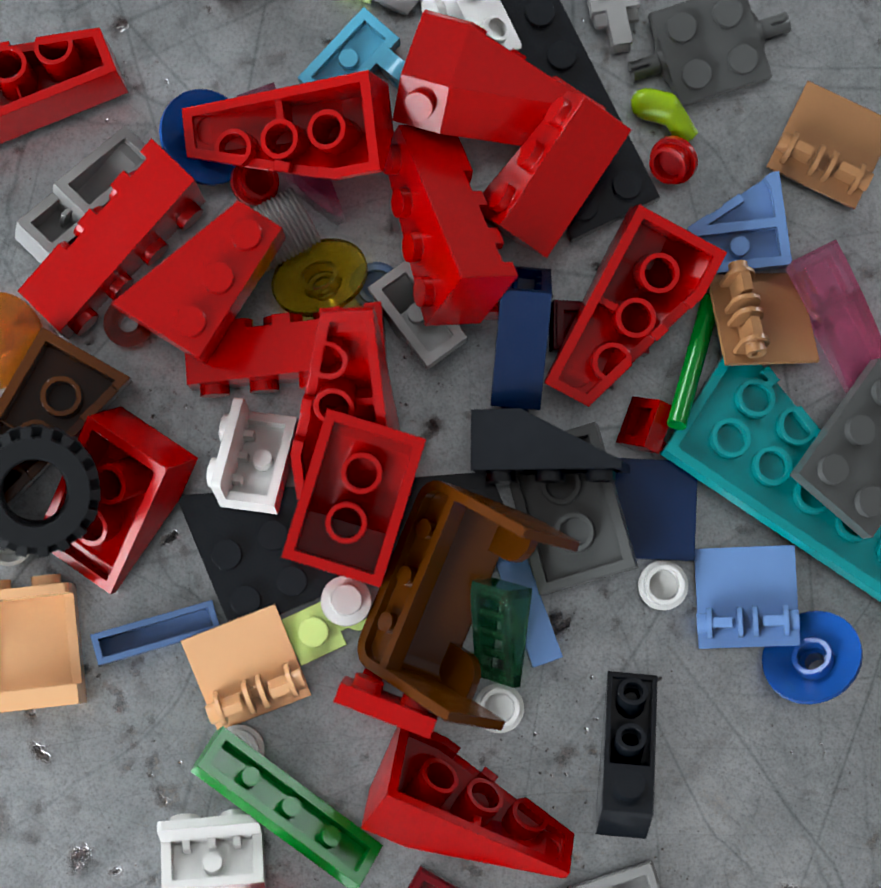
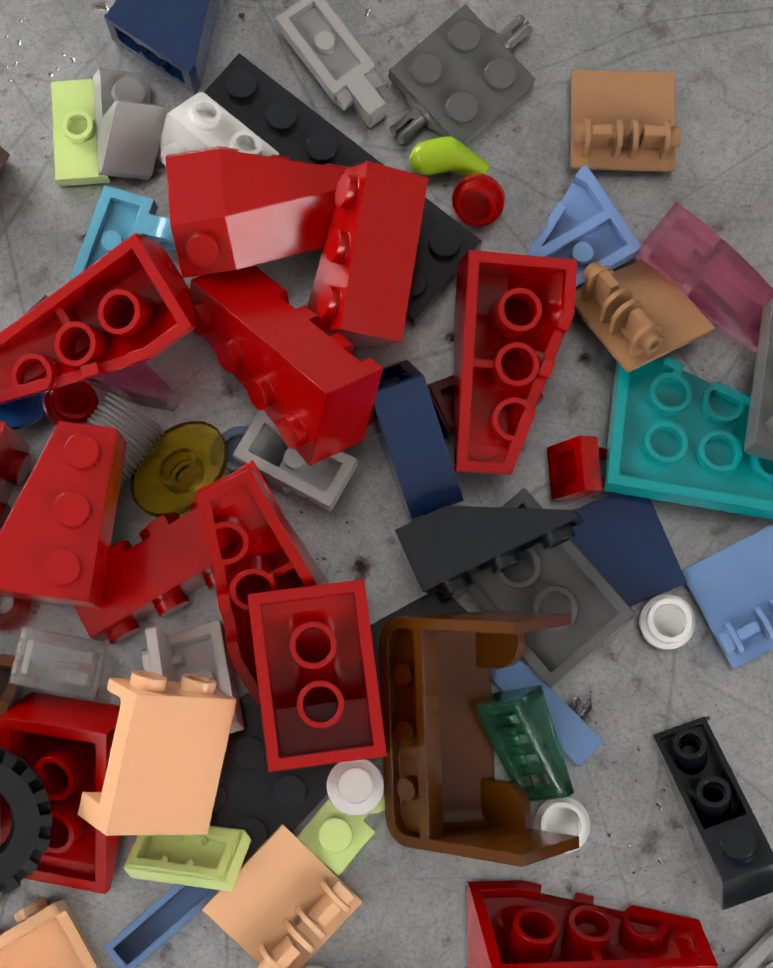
camera: 25 degrees left, 5 degrees down
(158, 397) = (65, 664): none -> clear slope
(189, 592) = (190, 860): none -> yellowish green plate
(203, 506) = (162, 757): none -> light nougat panel
(367, 696) = (423, 877): red plate -> none
(692, 365) = (593, 389): green bar -> none

